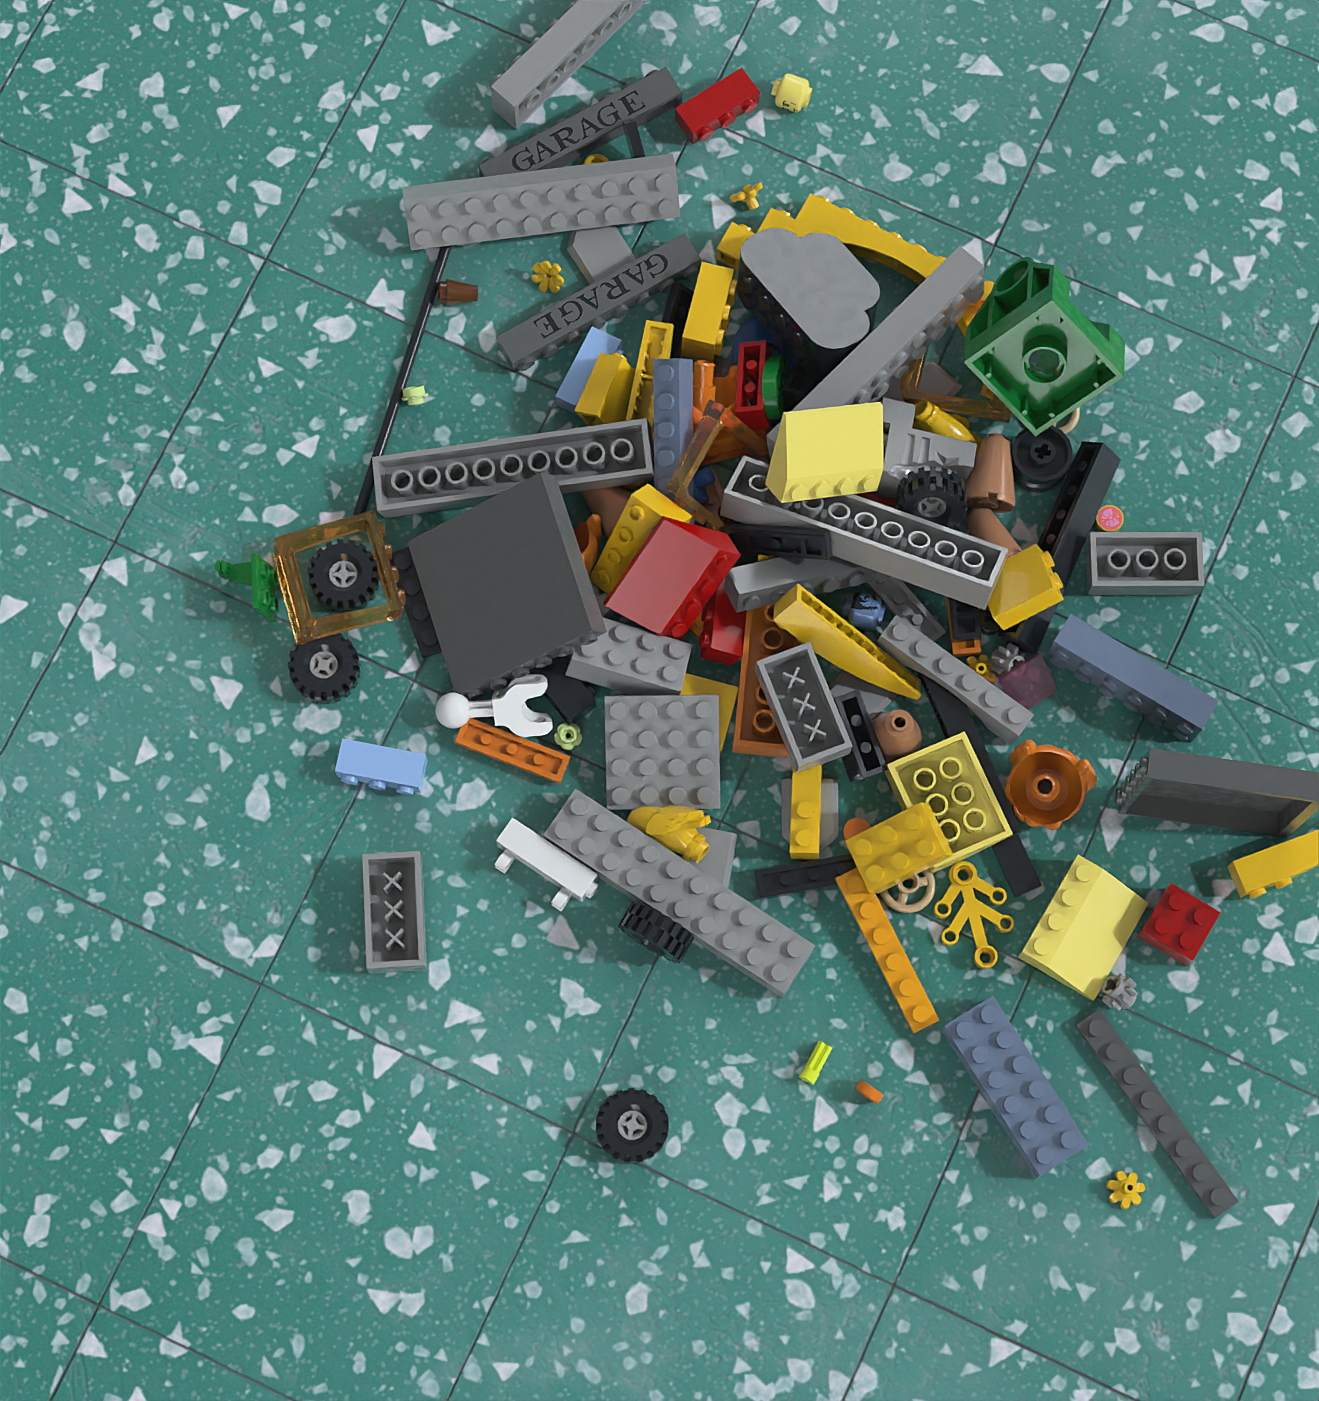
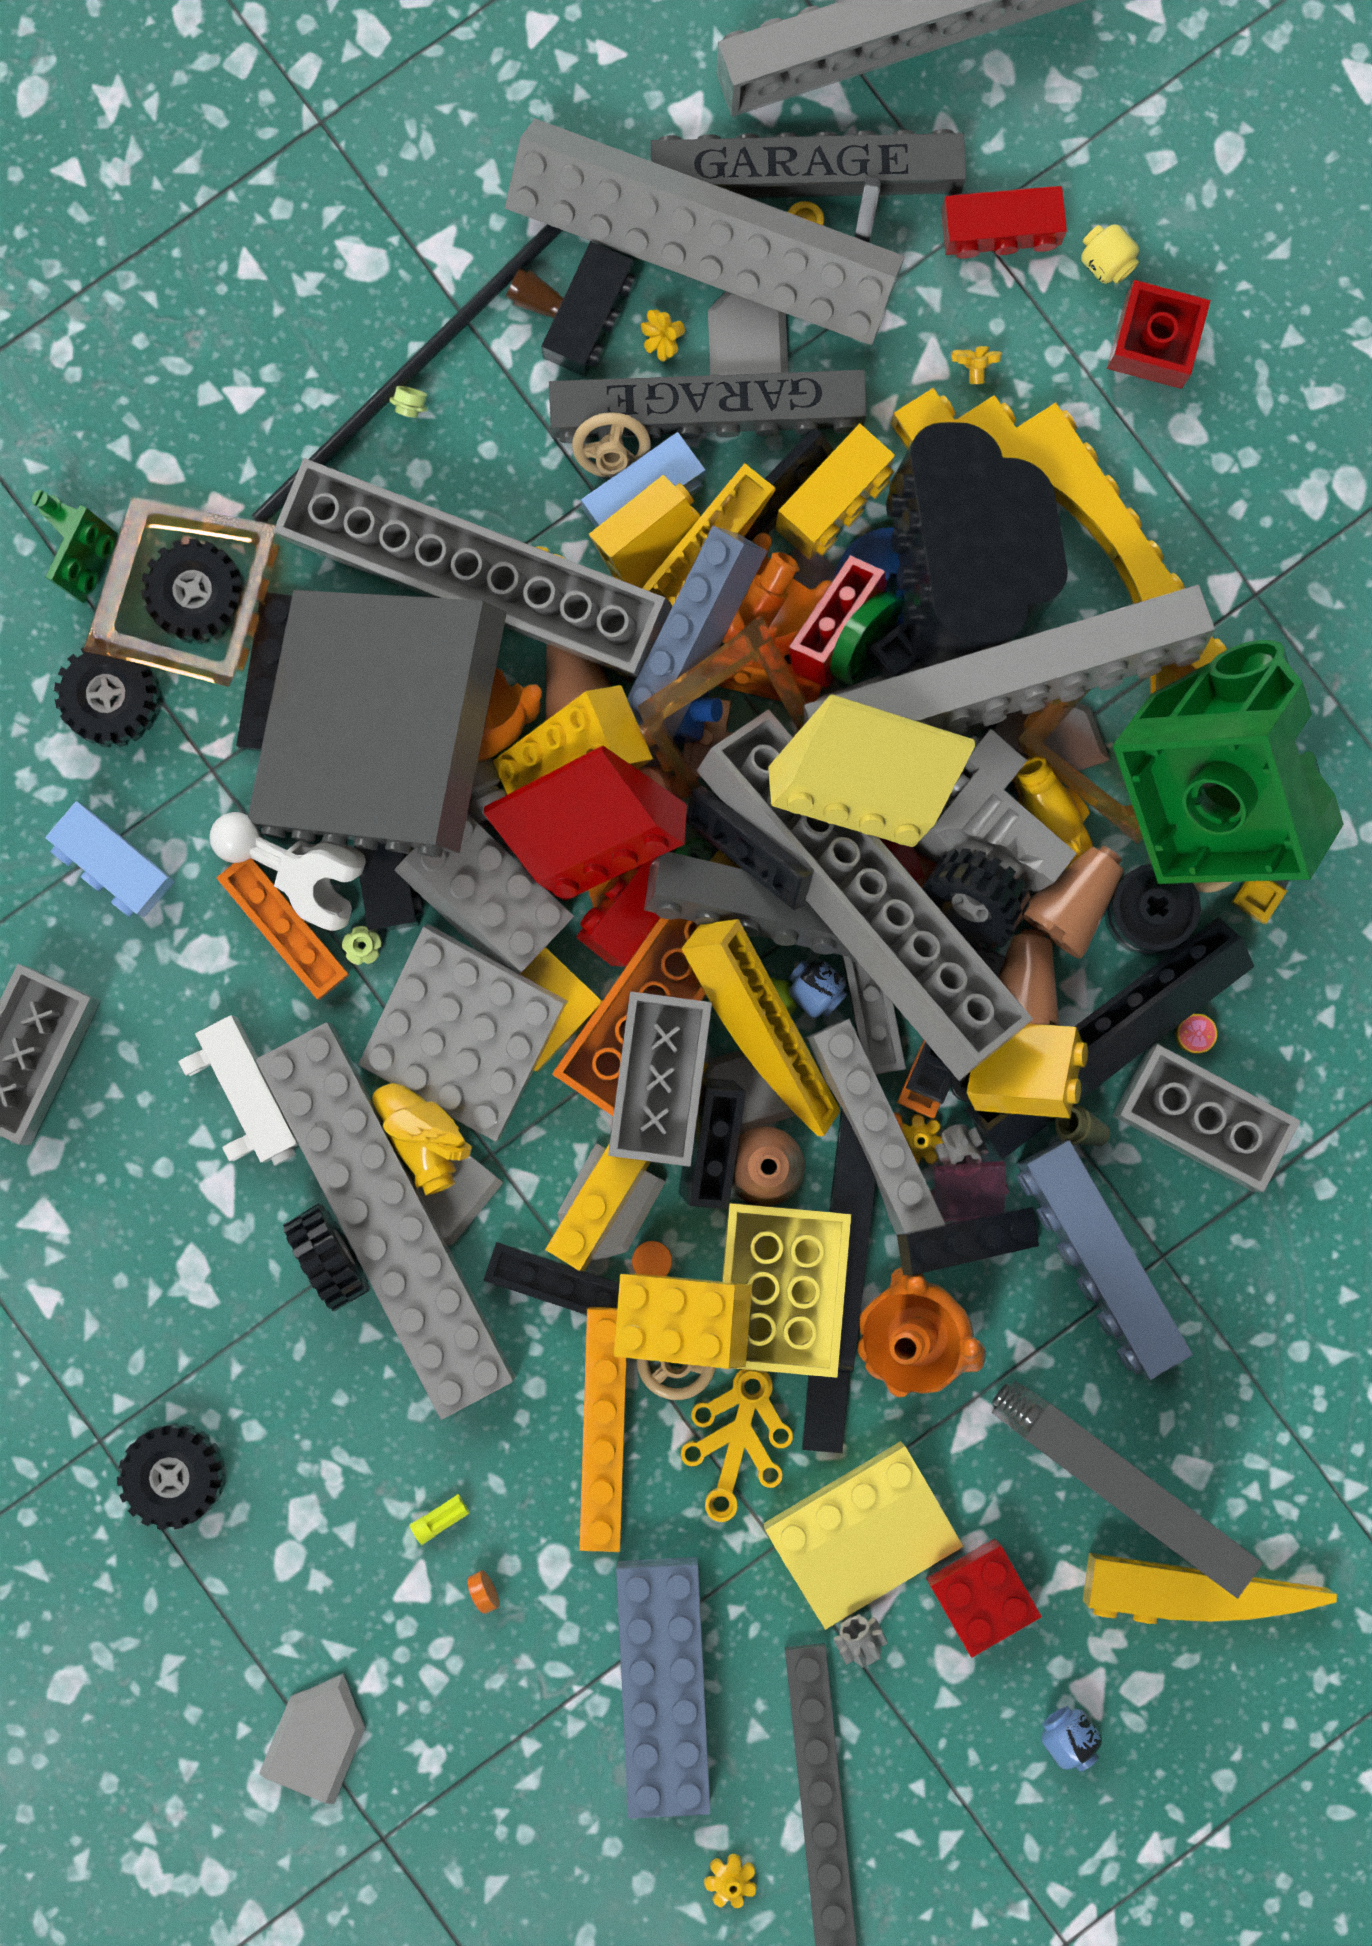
camera: 25 degrees right, 10 degrees up
(496, 284) = (589, 309): none -> black brick
(556, 358) = (609, 451): none -> tan piece
(815, 1244) = (315, 1741): none -> light grey tile
(848, 123) = (1158, 334): none -> red brick
(1044, 710) = (967, 1240): none -> black plate
(1074, 606) = (1082, 1128): none -> olive cone
(1099, 419) = (1259, 899): none -> yellow tile
(1282, 981) = (1071, 1739): none -> medium blue head

